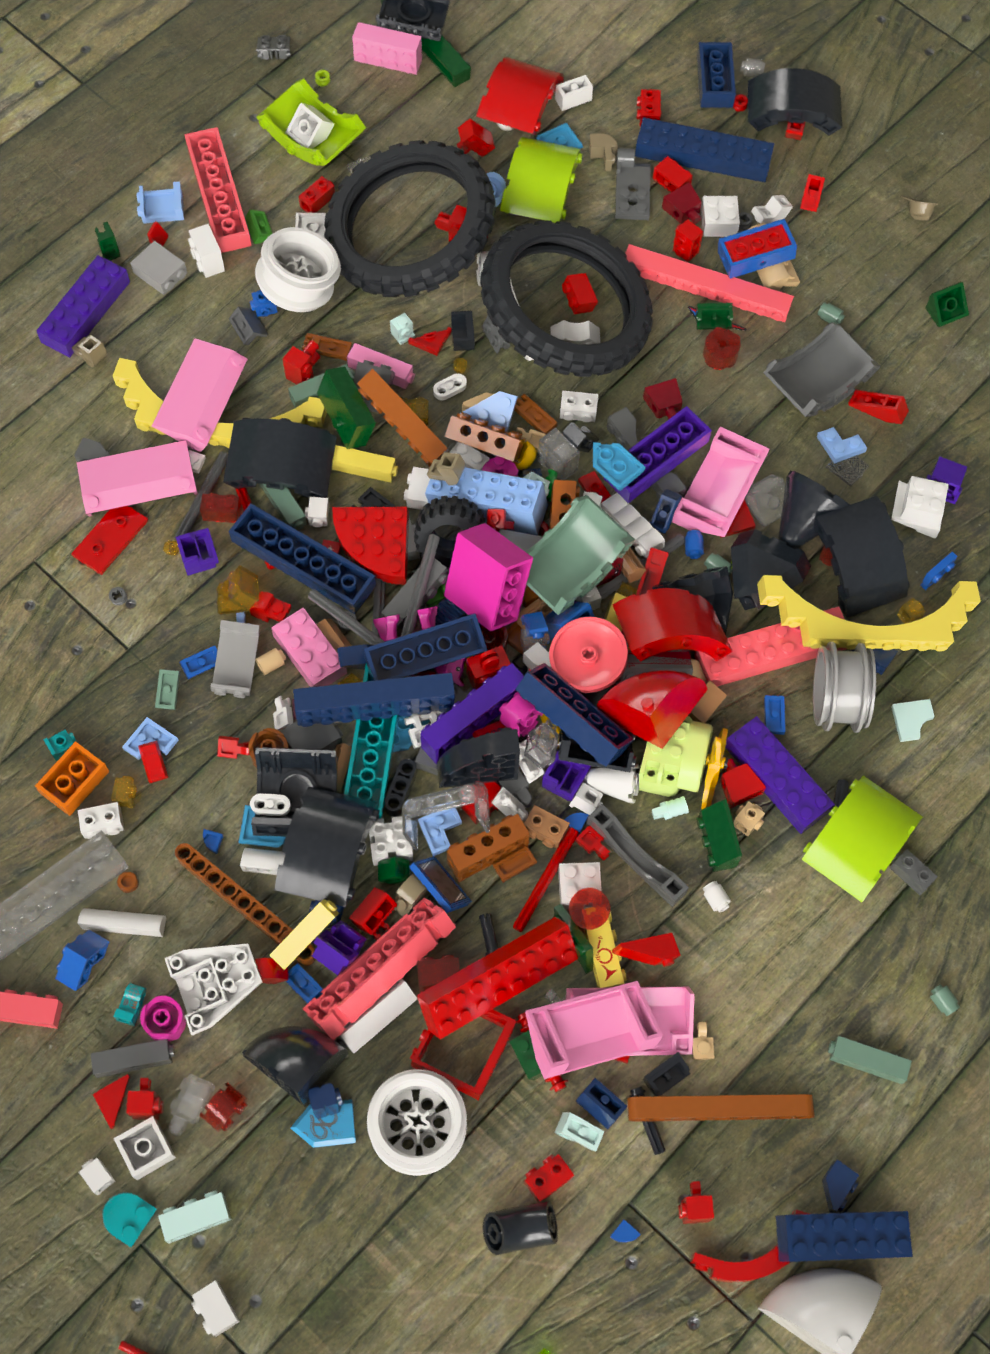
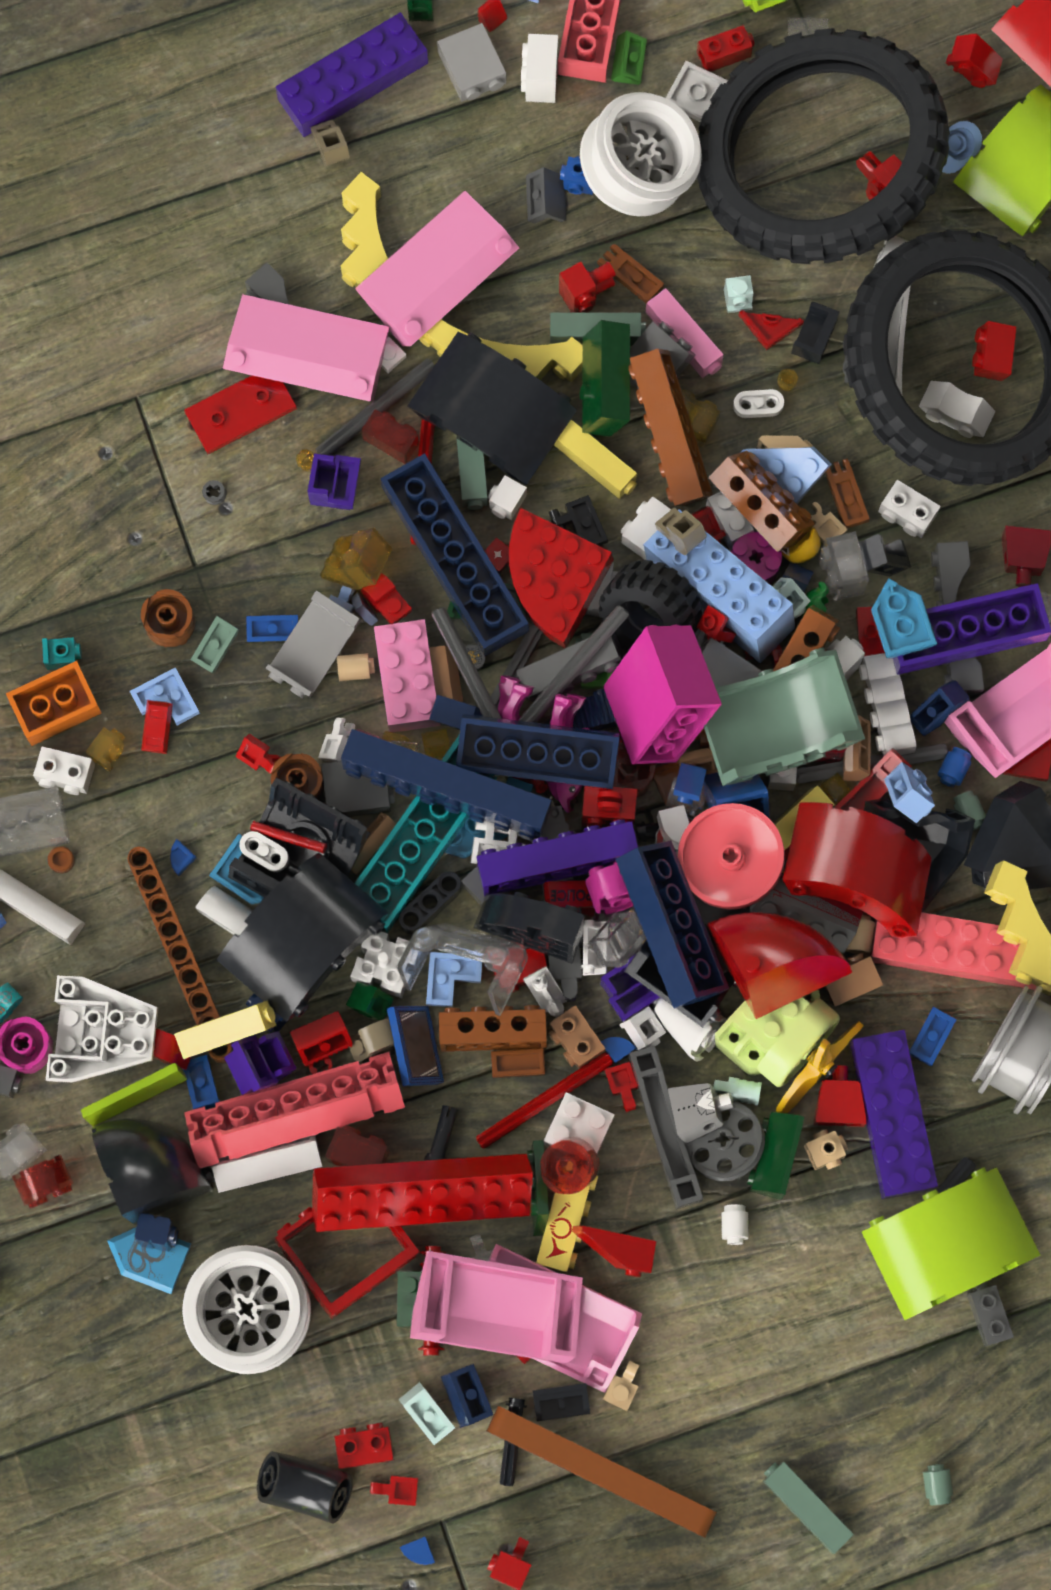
camera: 30 degrees right, 10 degrees up
(135, 690) = (159, 607): none -> dark orange brick
(252, 620) = (363, 609): none -> sand blue tile
(259, 1015) = (133, 1094): none -> lime tile
(283, 786) = (288, 837): none -> red bar
(589, 1196) = (400, 1490): none -> red plate
(652, 832) = (698, 1110): none -> light grey torso
(679, 565) = (909, 792): none -> light blue brick
(688, 840) = (733, 1148): none -> dark grey wedge

